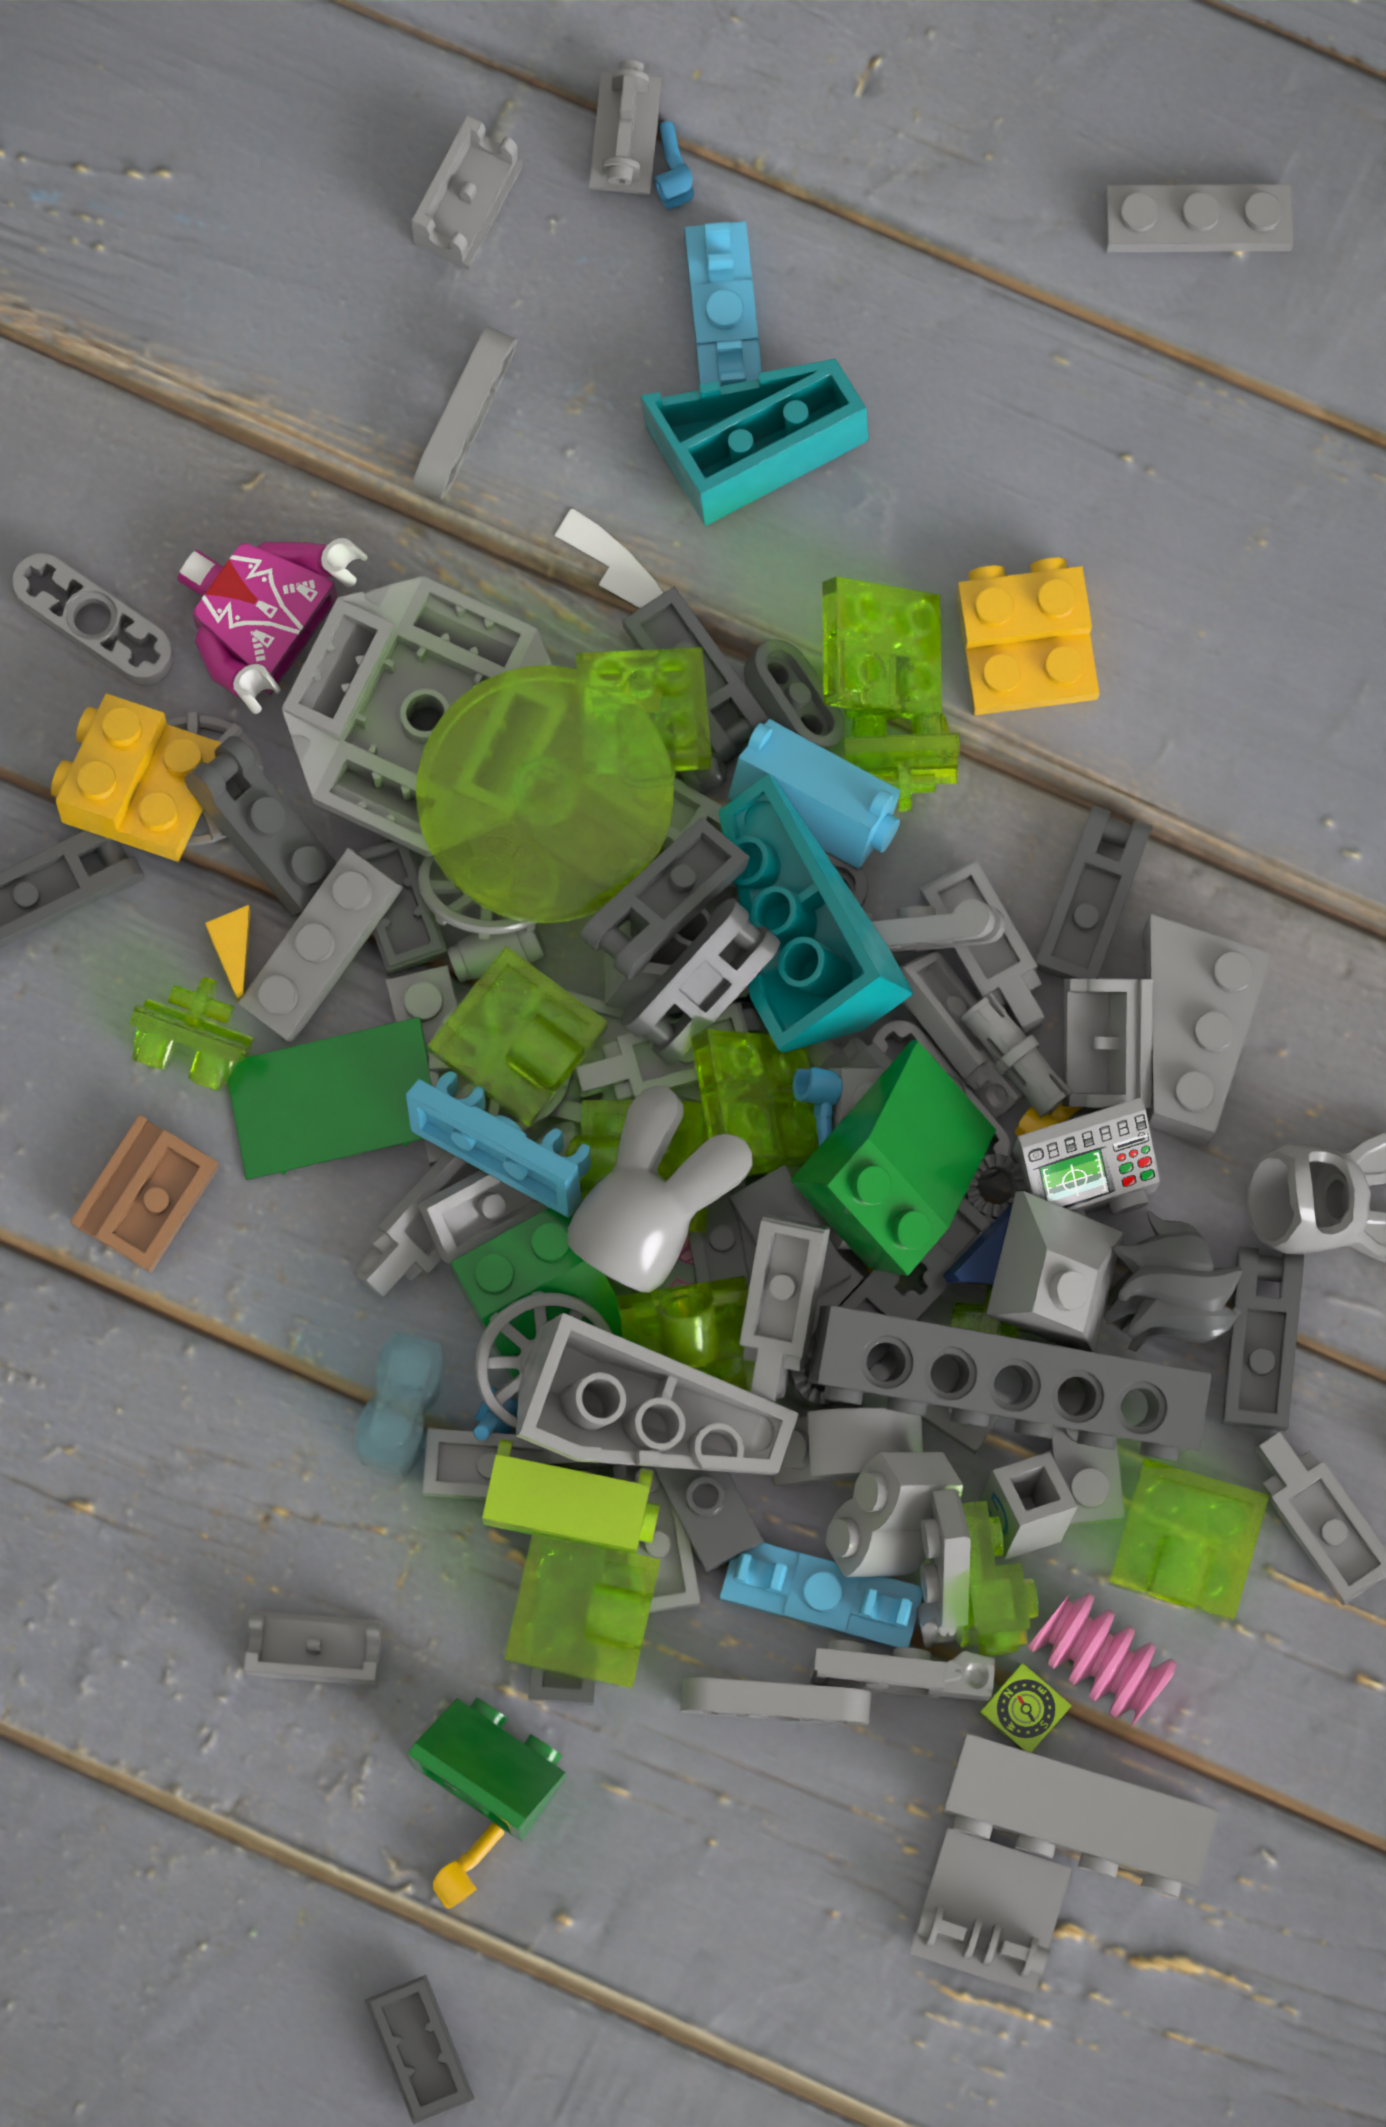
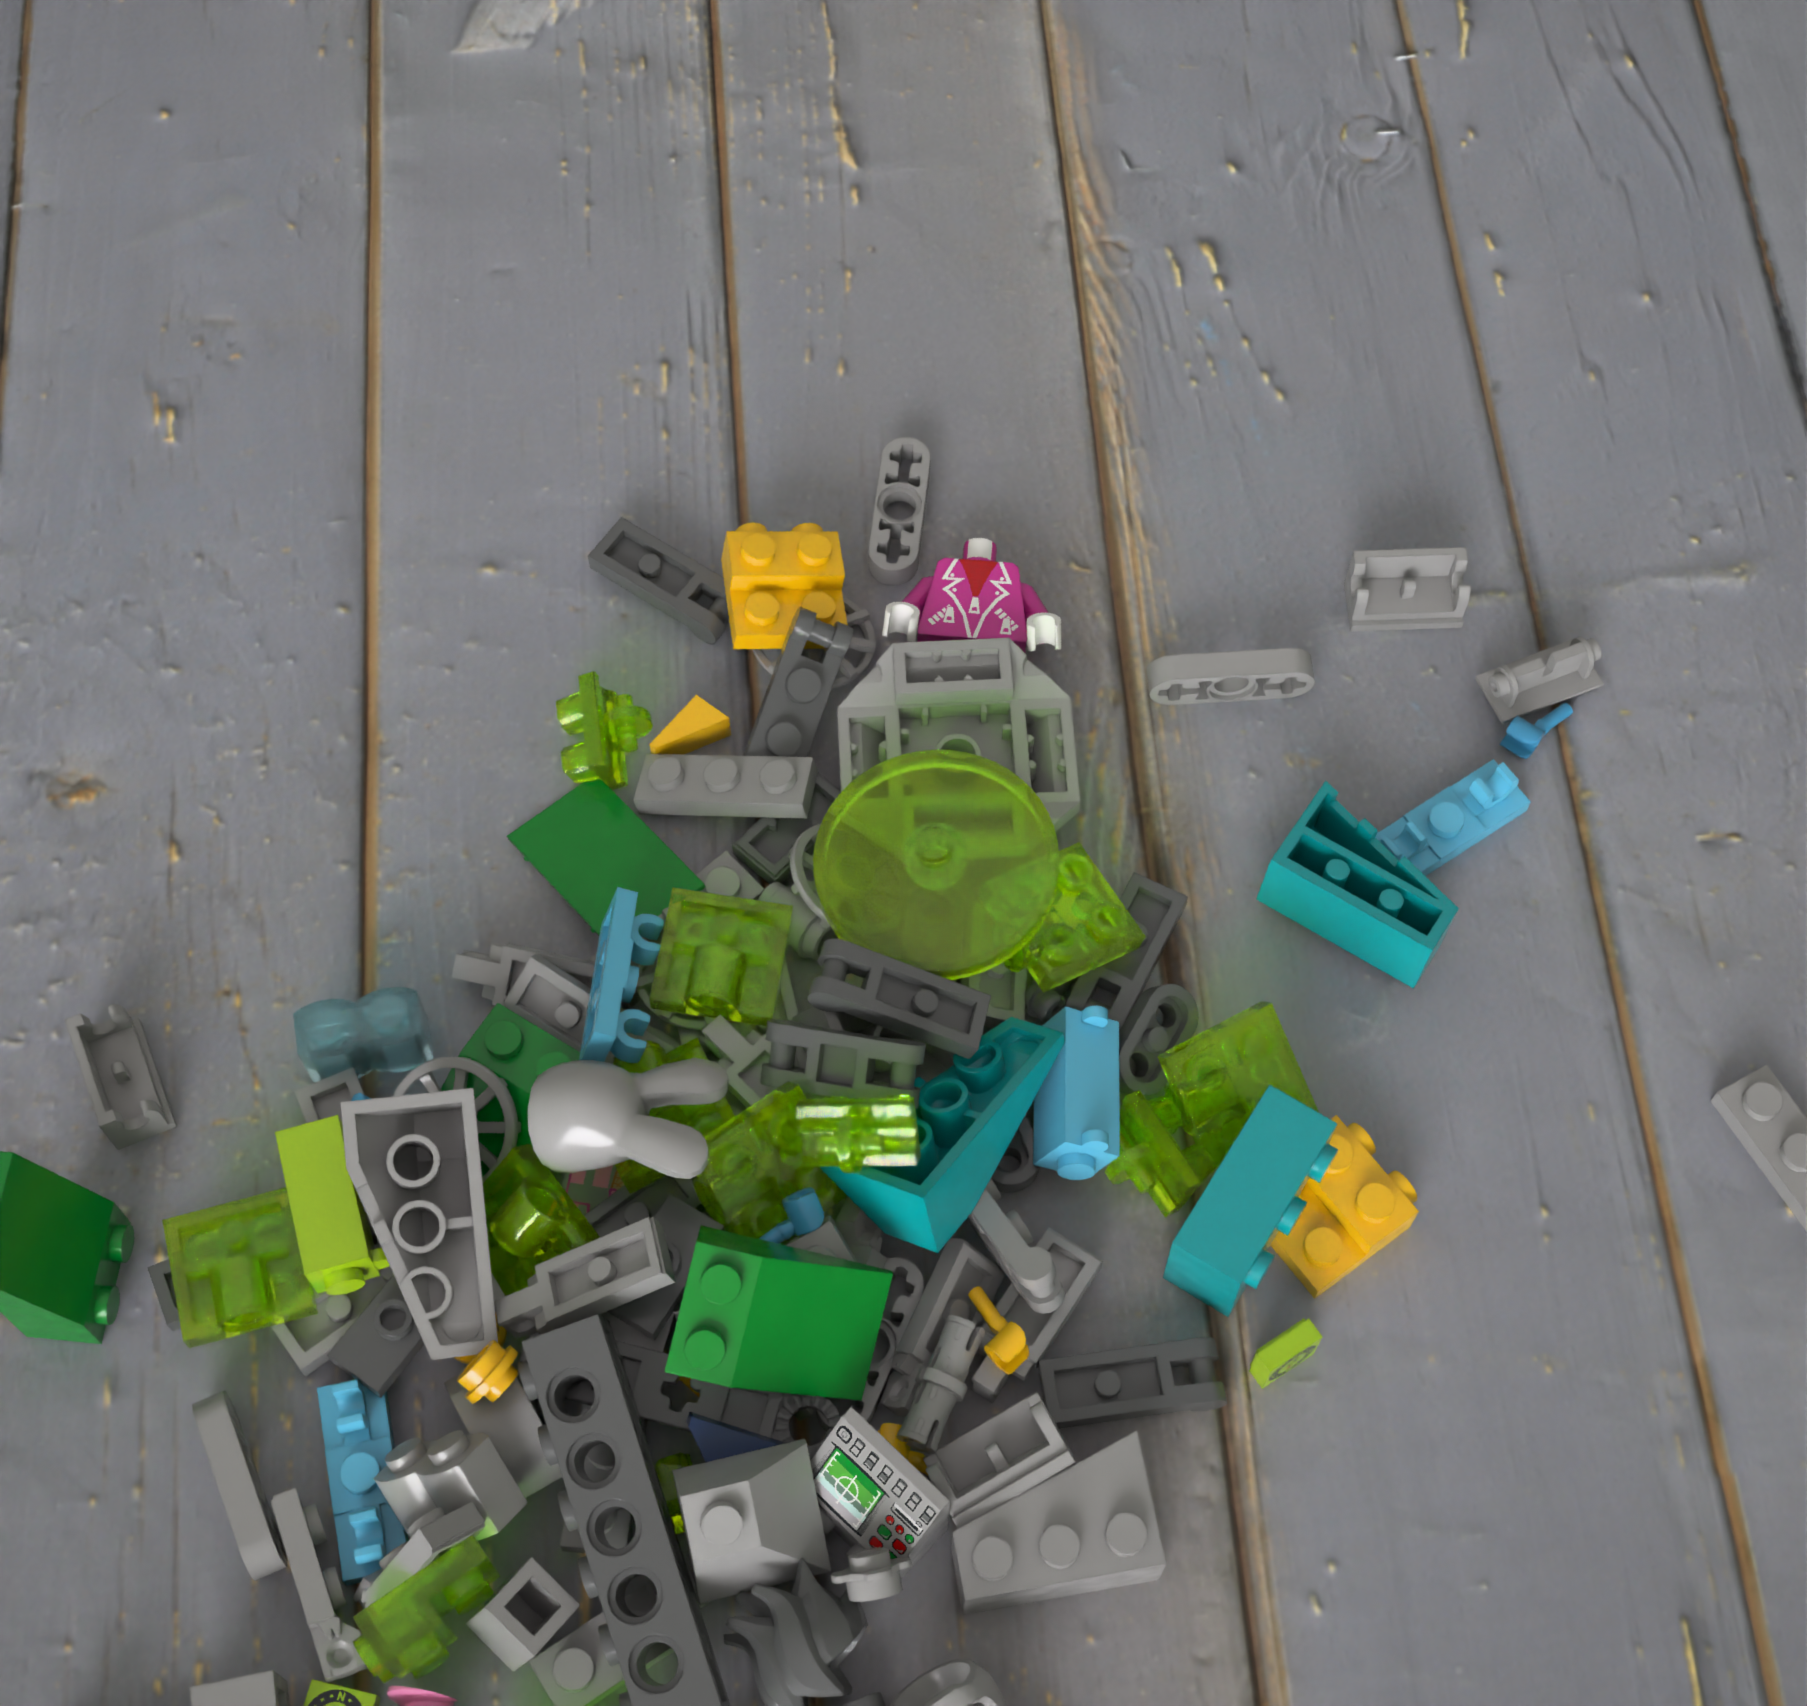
camera: 65 degrees right, 15 degrees down
(145, 1194) = (451, 765): medium nougat plate -> none
(625, 574) = (1178, 866): white sticker -> none
(784, 998) = (858, 1132): none -> clear neon green hips
(819, 1427) = (489, 1372): none -> yellow plate
(1006, 700) = (1250, 1201): none -> teal wedge
(1014, 976) = (1009, 1345): none -> yellow hand
(1138, 753) = (1285, 1352): none -> lime tile
(1158, 1196) = (872, 1575): none -> light grey plate

